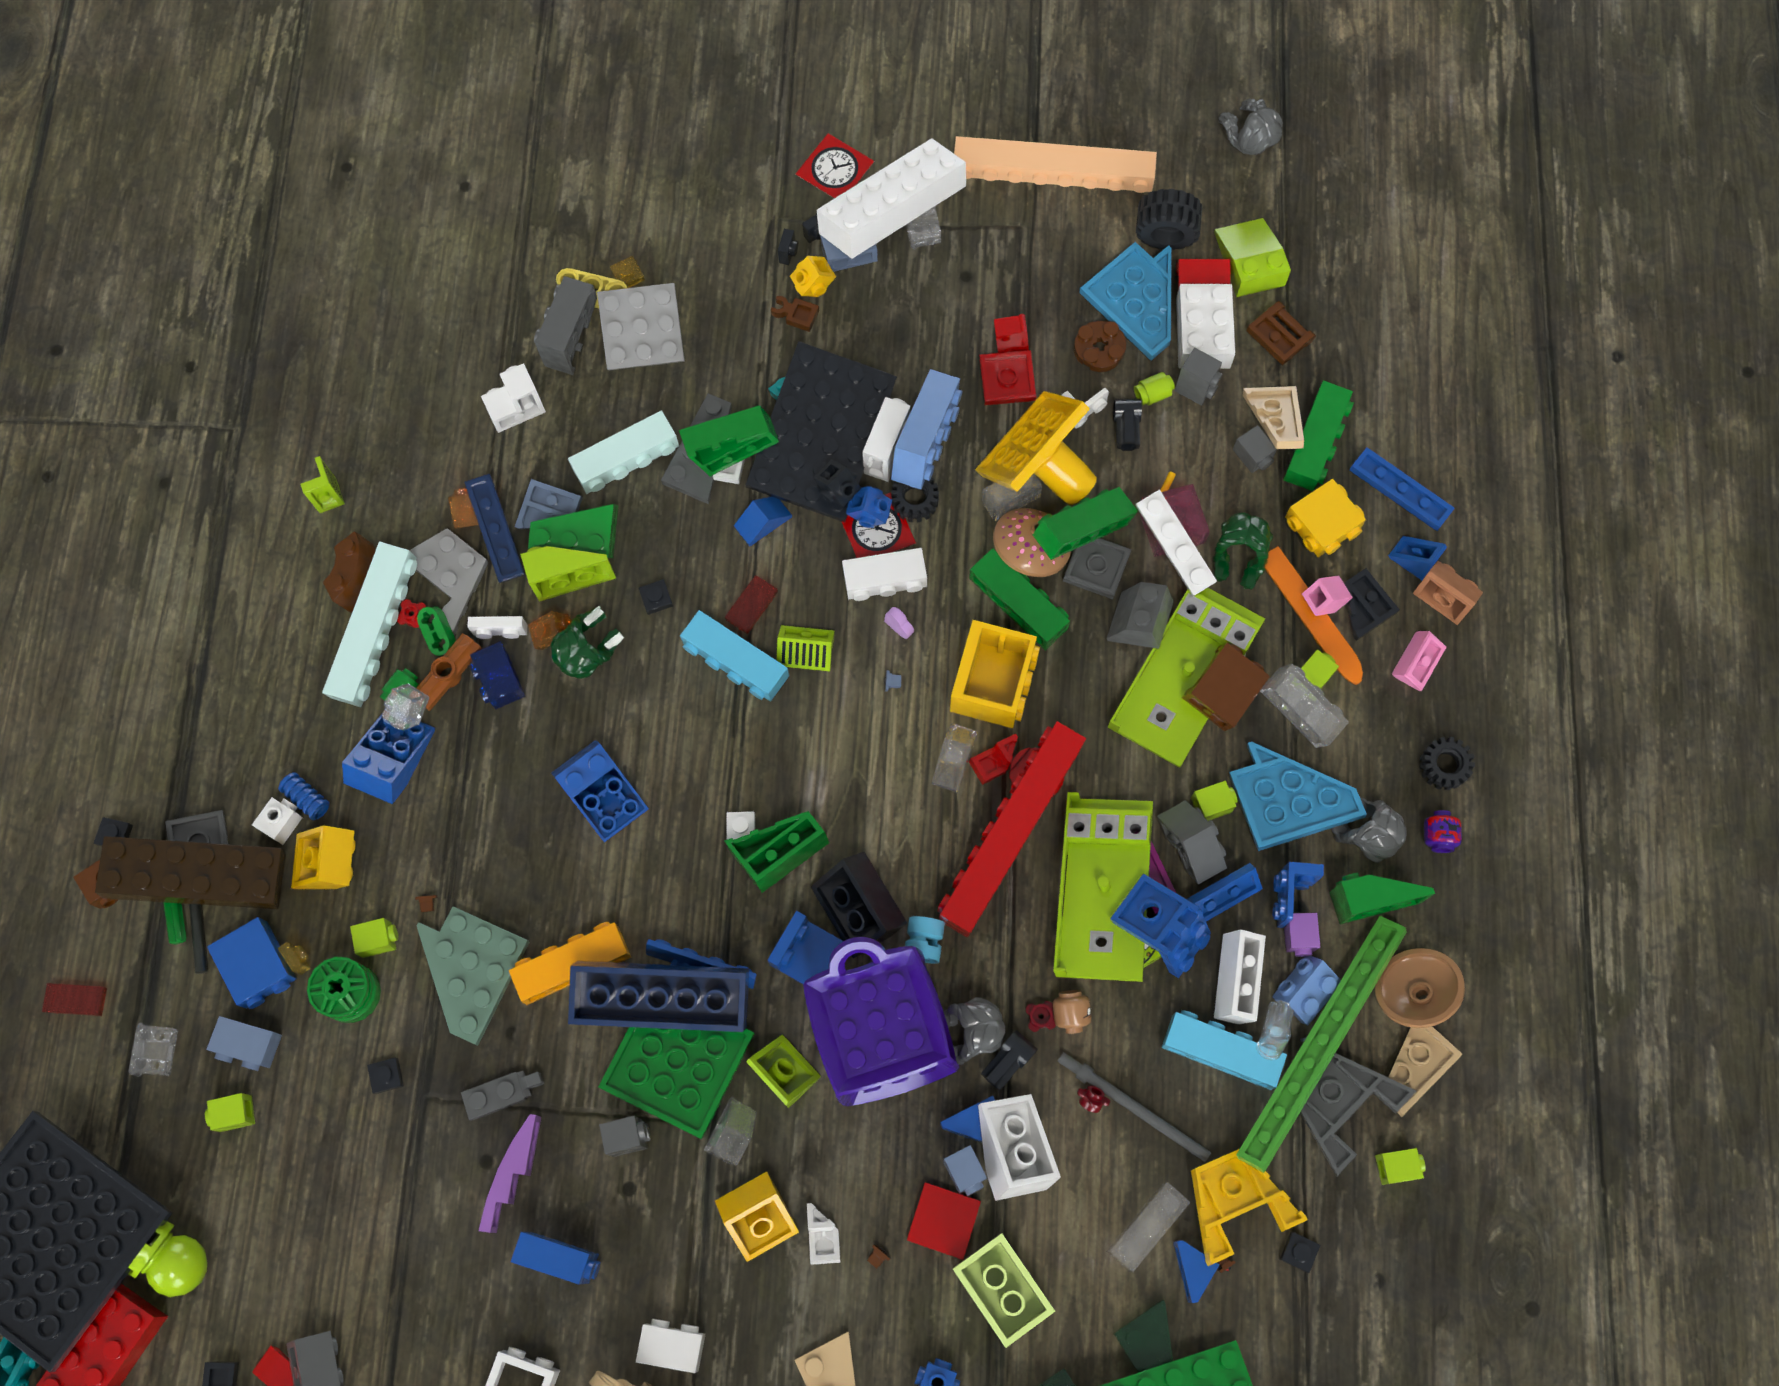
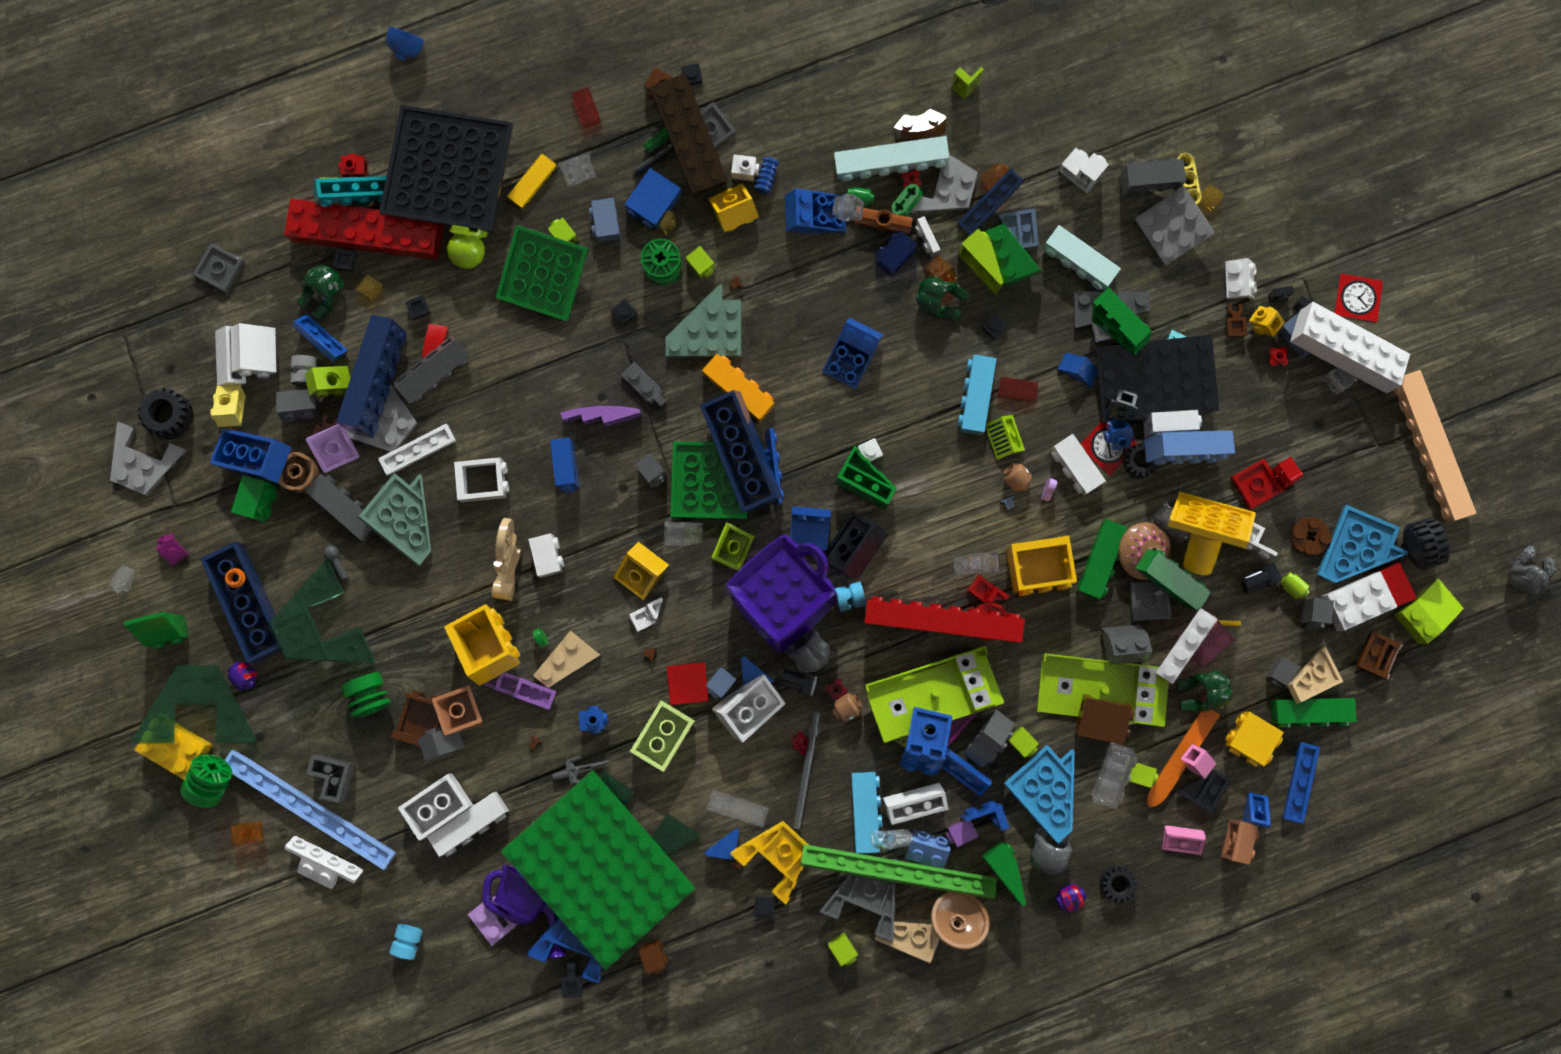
camera: 65 degrees right, 10 degrees up
(133, 1124) = (532, 181): none -> yellow tile
(268, 1167) = (542, 273): none -> green plate
(744, 284) = (1240, 279): none -> white bracket
(862, 291) = (1273, 360): none -> red plate
(865, 654) = (1017, 477): none -> medium nougat head

